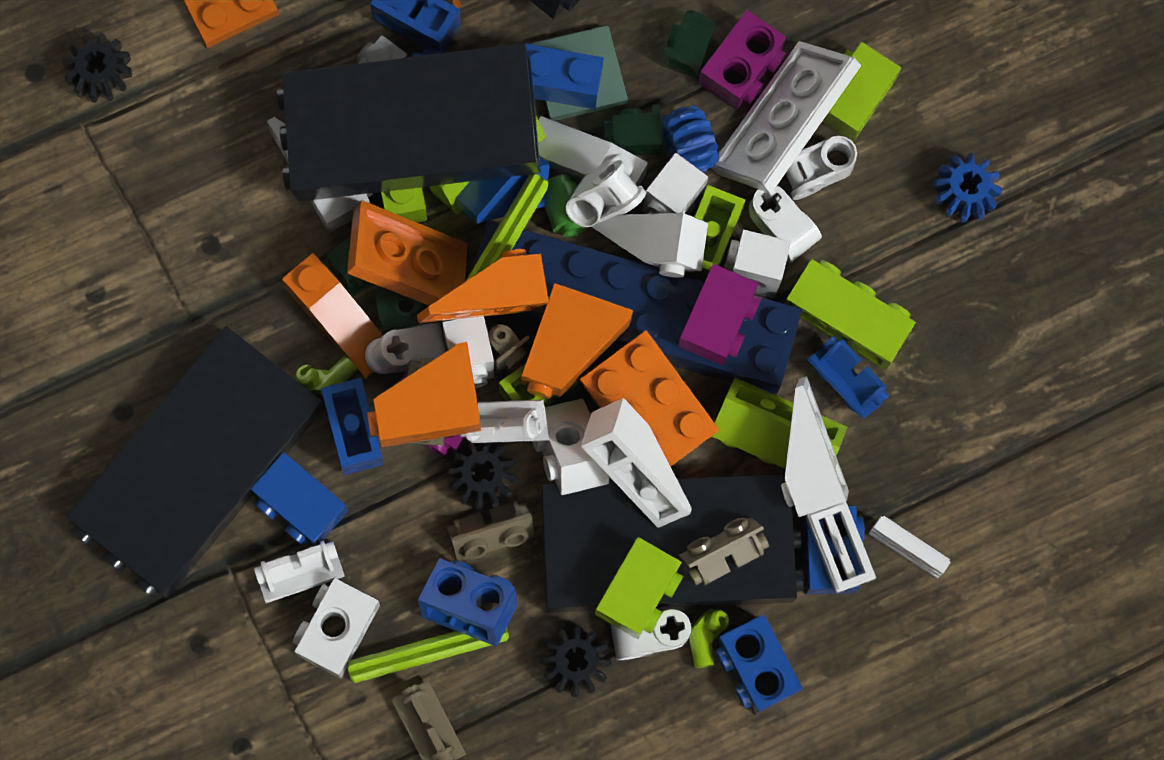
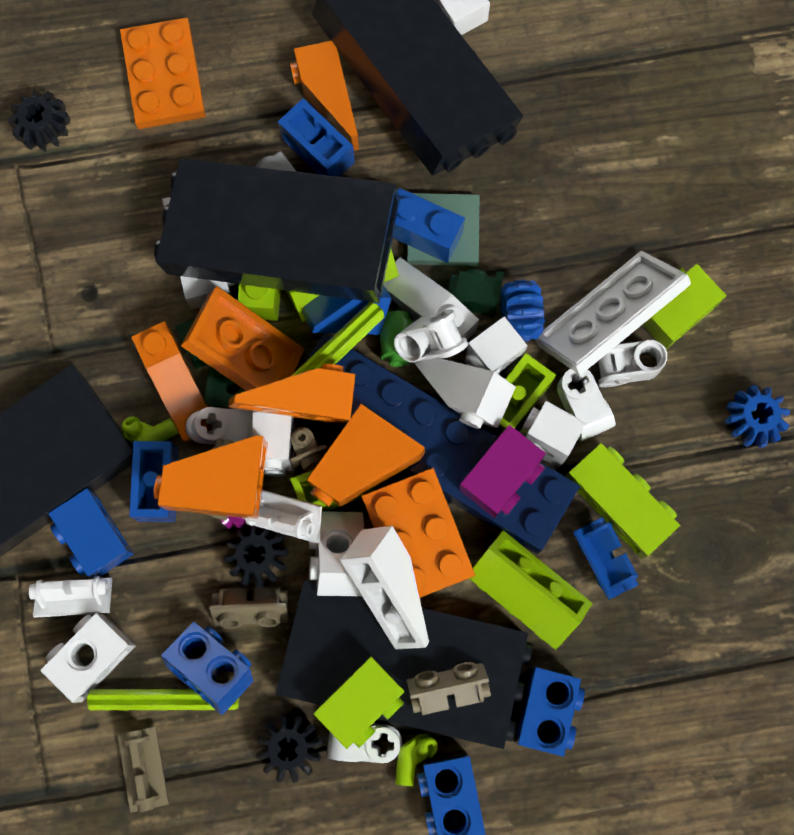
camera: 25 degrees right, 0 degrees up
(689, 44) = (544, 228): clear green brick -> none
(735, 56) = (582, 249): magenta brick -> none
(812, 467) = (549, 637): white slope -> none
(835, 578) = (559, 749): white tile -> none
(910, 547) = (620, 729): white tile -> none

